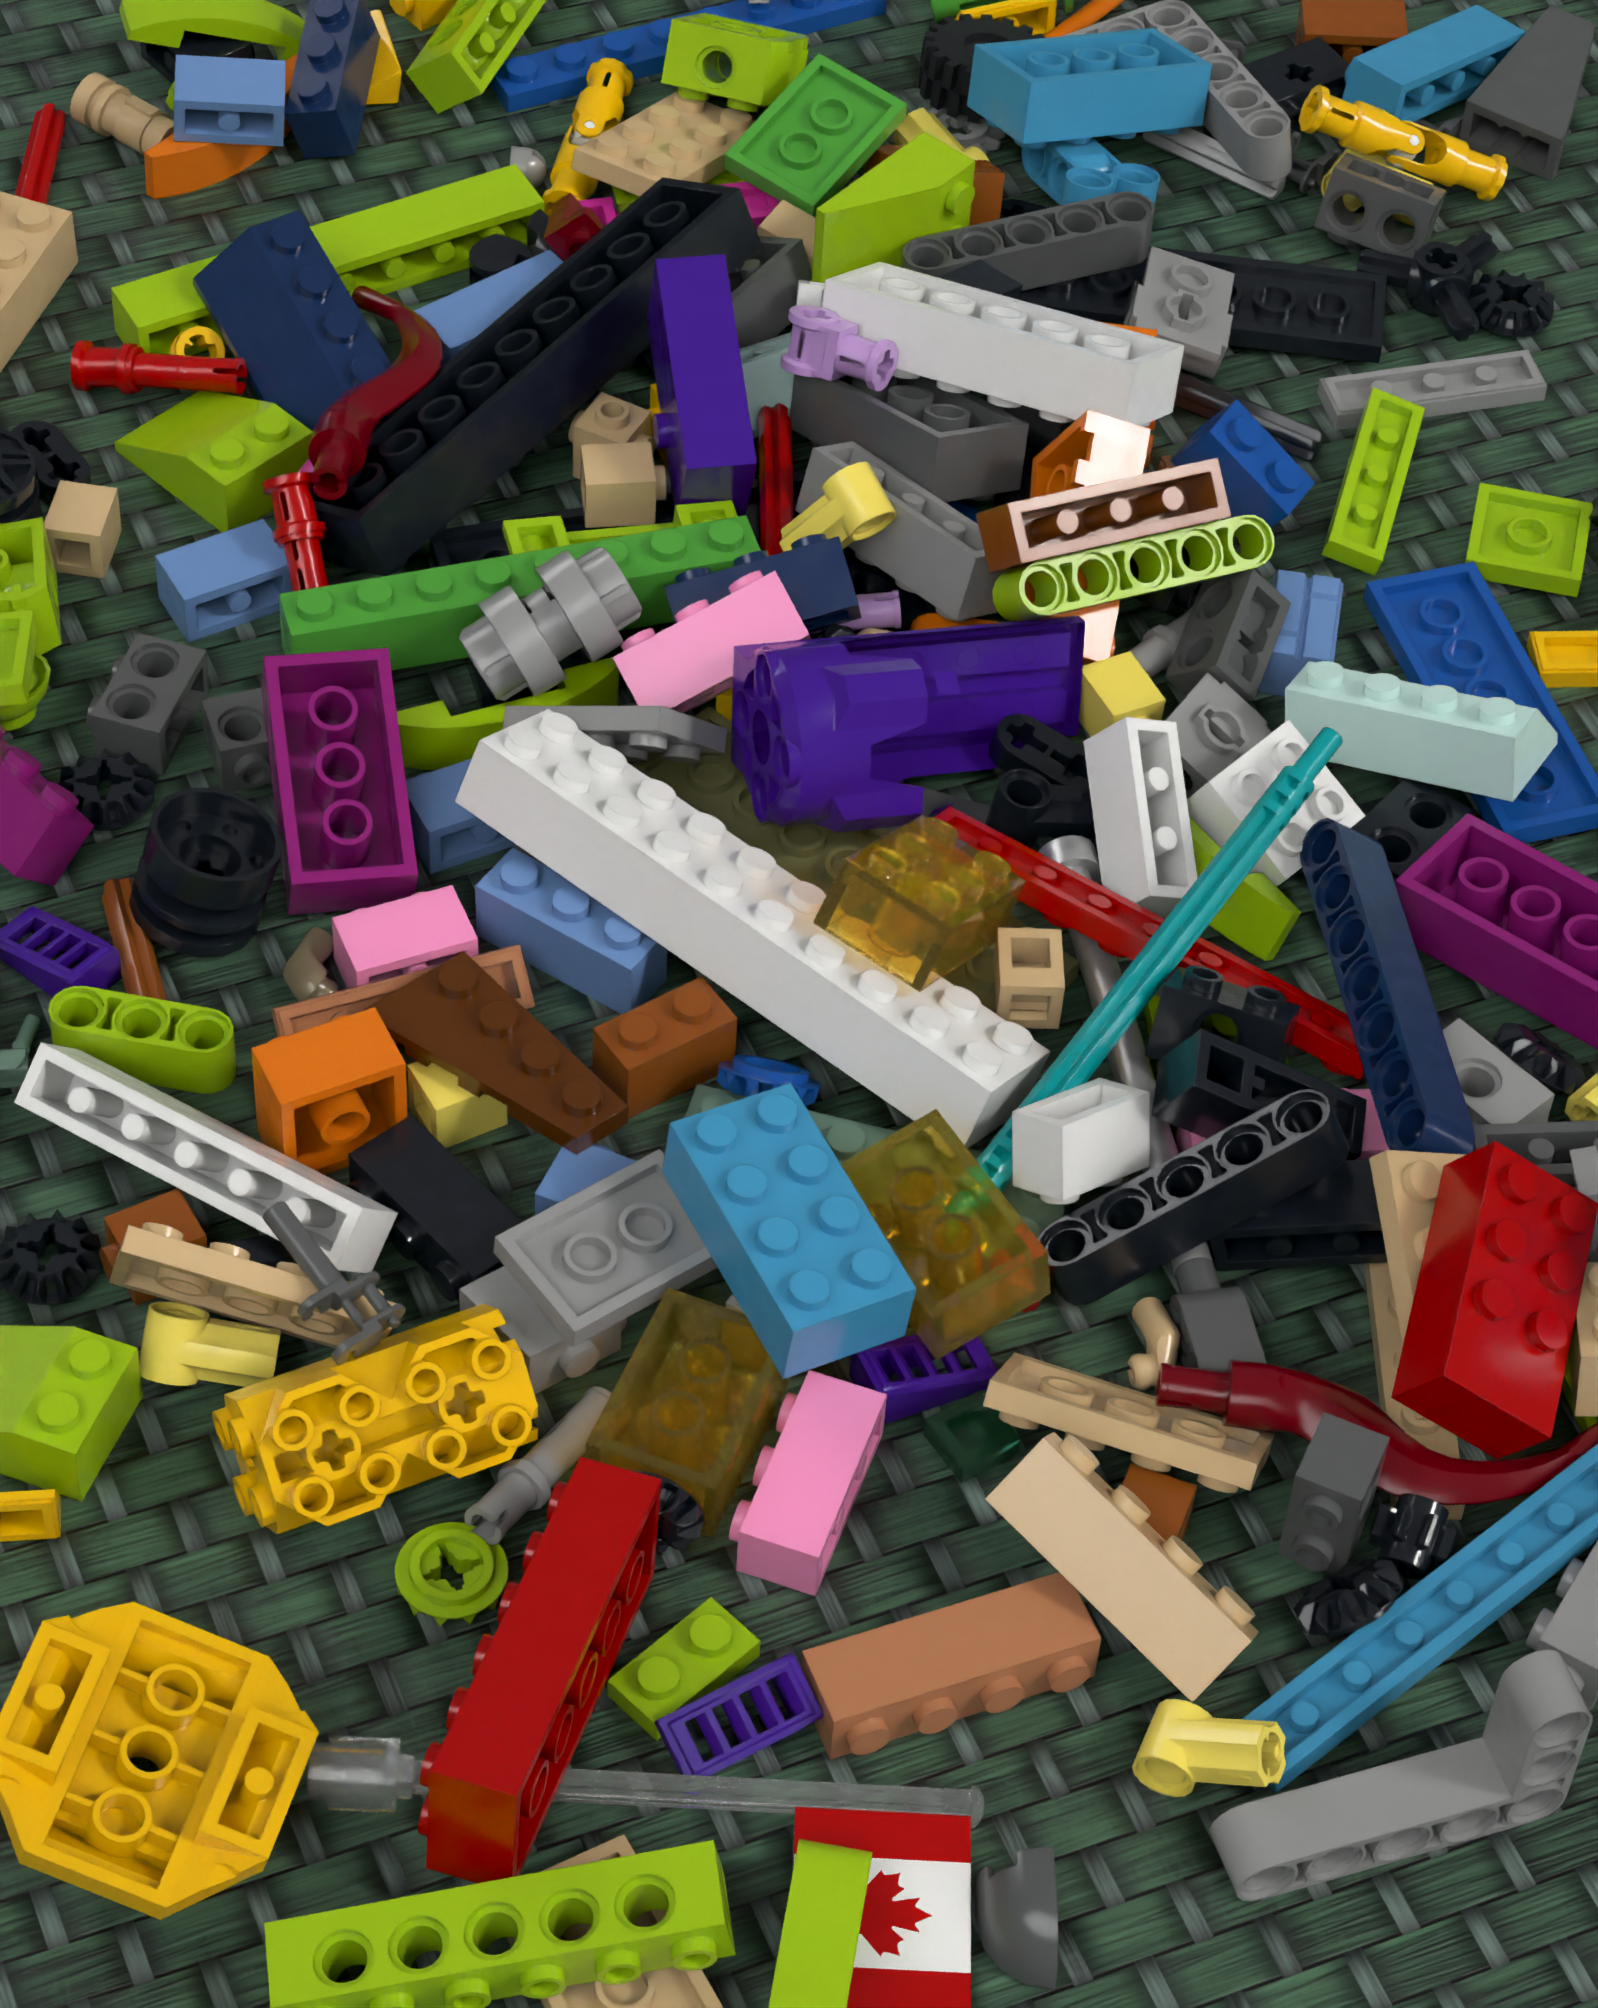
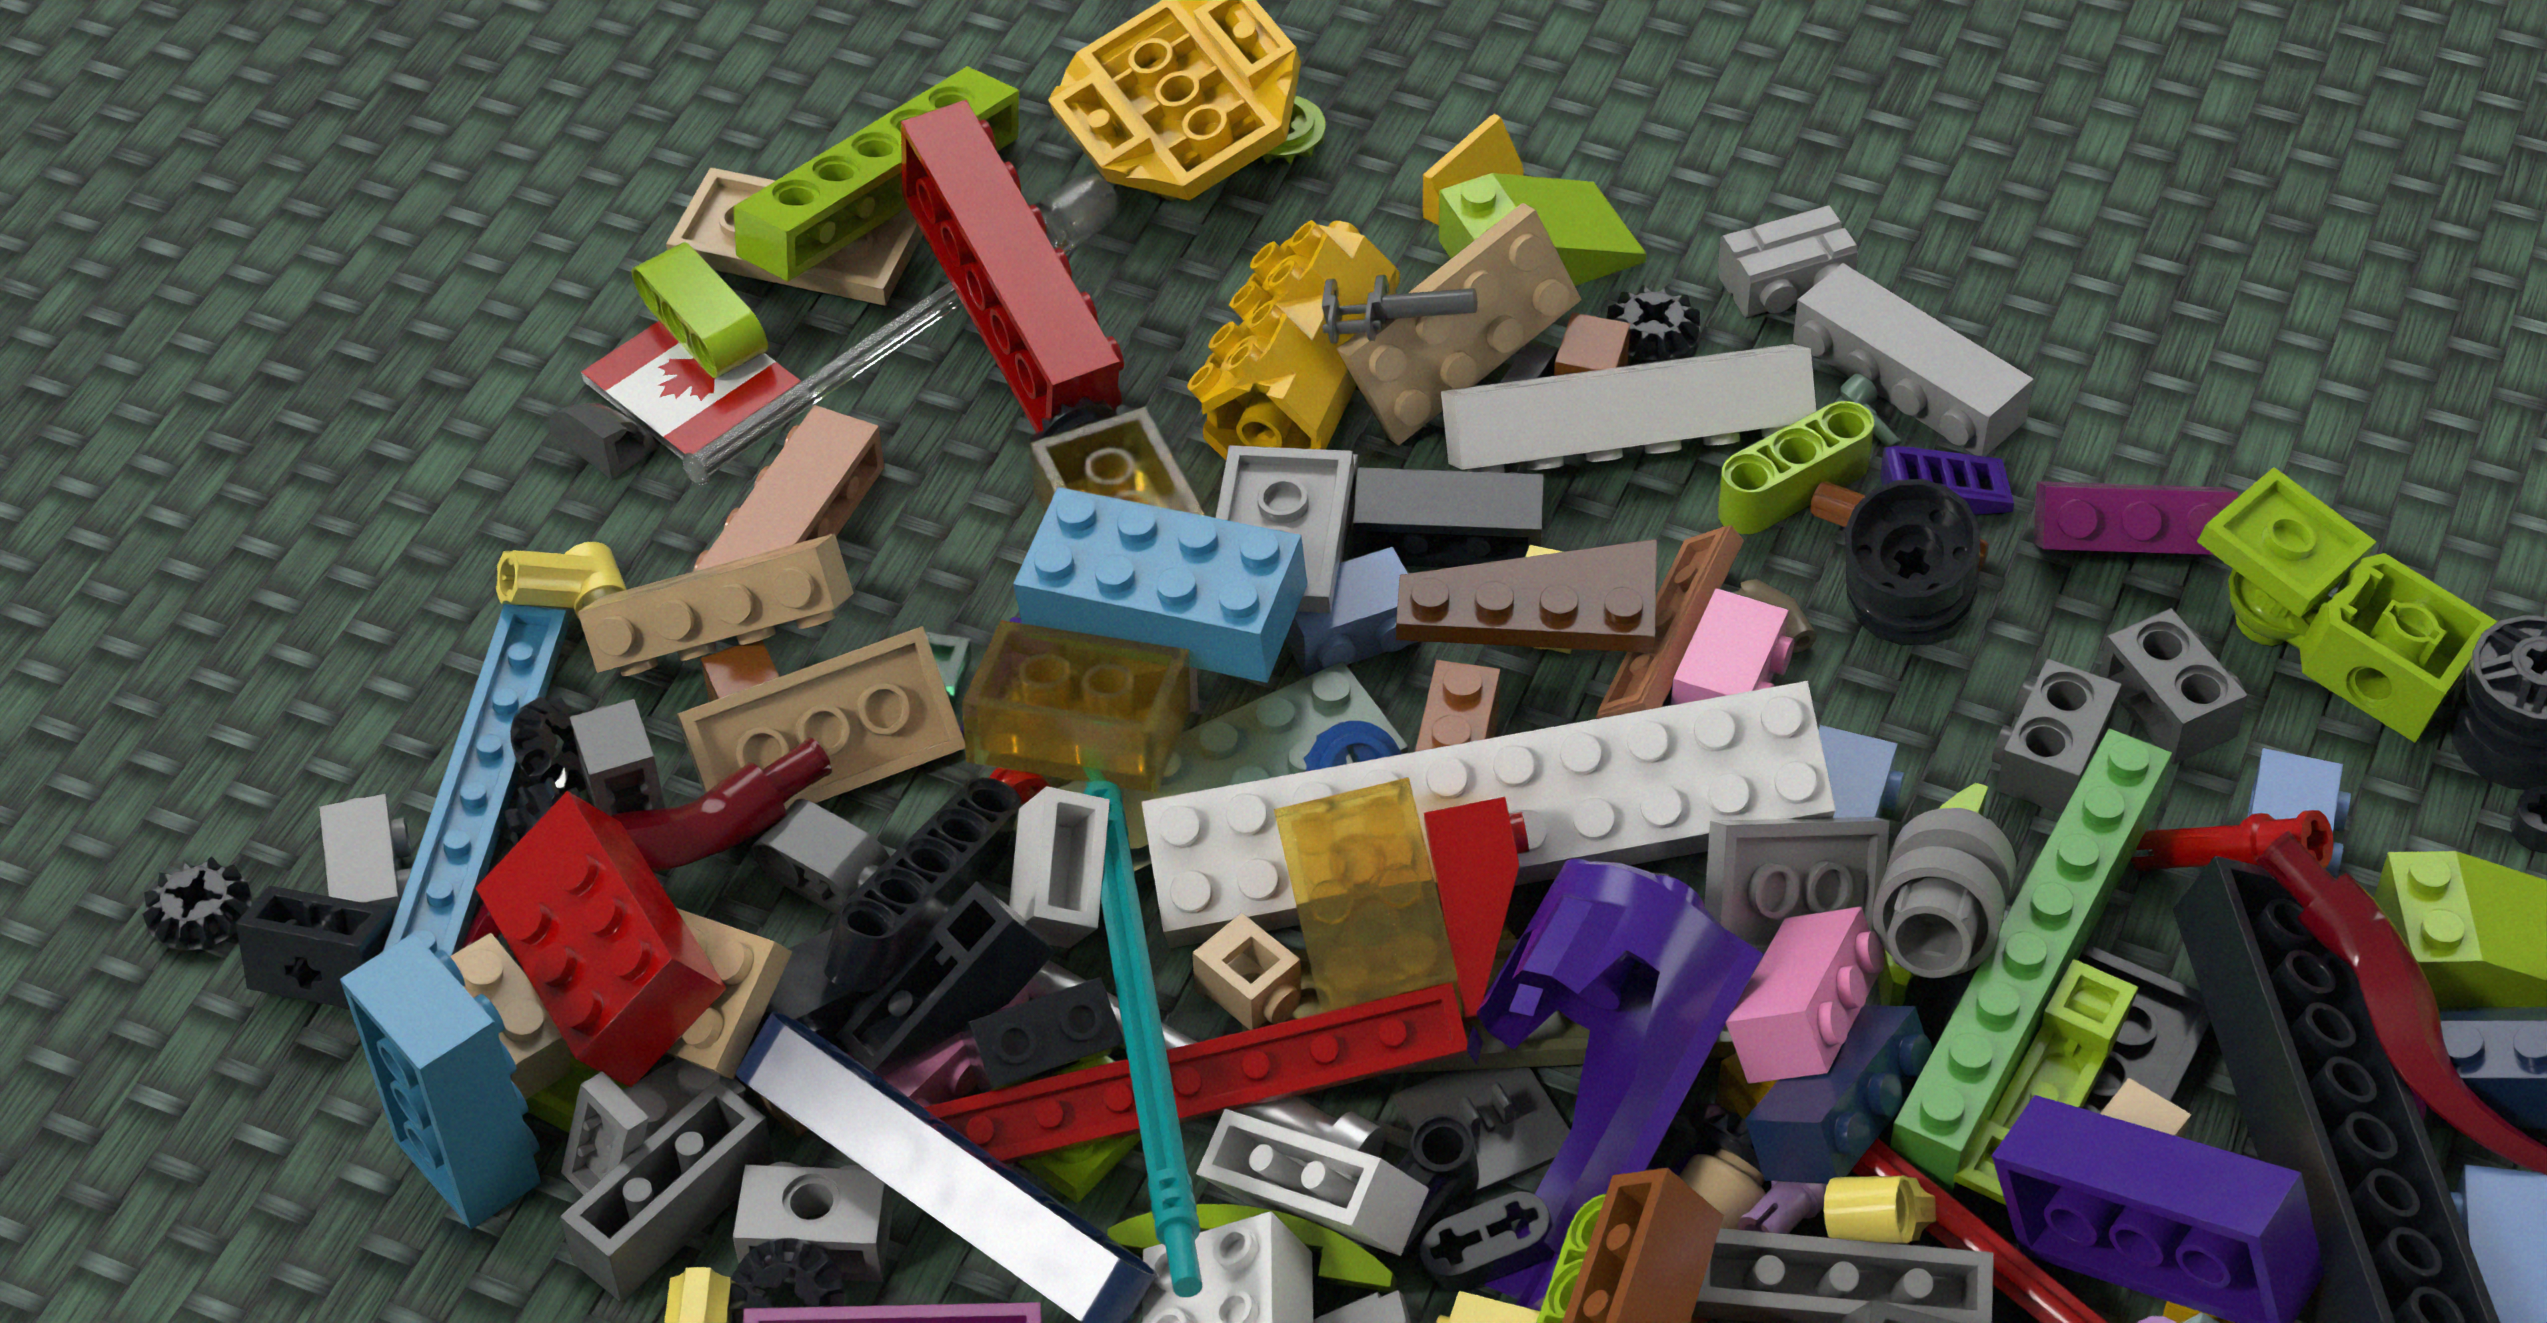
camera: 140 degrees right, 0 degrees up
(83, 528) = (2451, 774): tan brick -> none
(129, 794) = (2076, 609): black gear -> none
(329, 1089) = (1611, 481): orange brick -> none
(338, 780) = (1931, 681): magenta brick -> none
(420, 1567) = (1156, 335): lime gear -> none
(527, 1481) = (1179, 413): light grey pin -> none
(683, 1665) = (963, 414): lime plate -> none
(793, 1692) = (894, 396): dark purple slope -> none
(808, 1482) = (987, 530): bright pink brick -> none
(816, 840) = (1475, 875): none -> red slope
(1161, 1342) = (864, 812): tan arm -> none
(1419, 1802) = (354, 699): light grey beam -> none

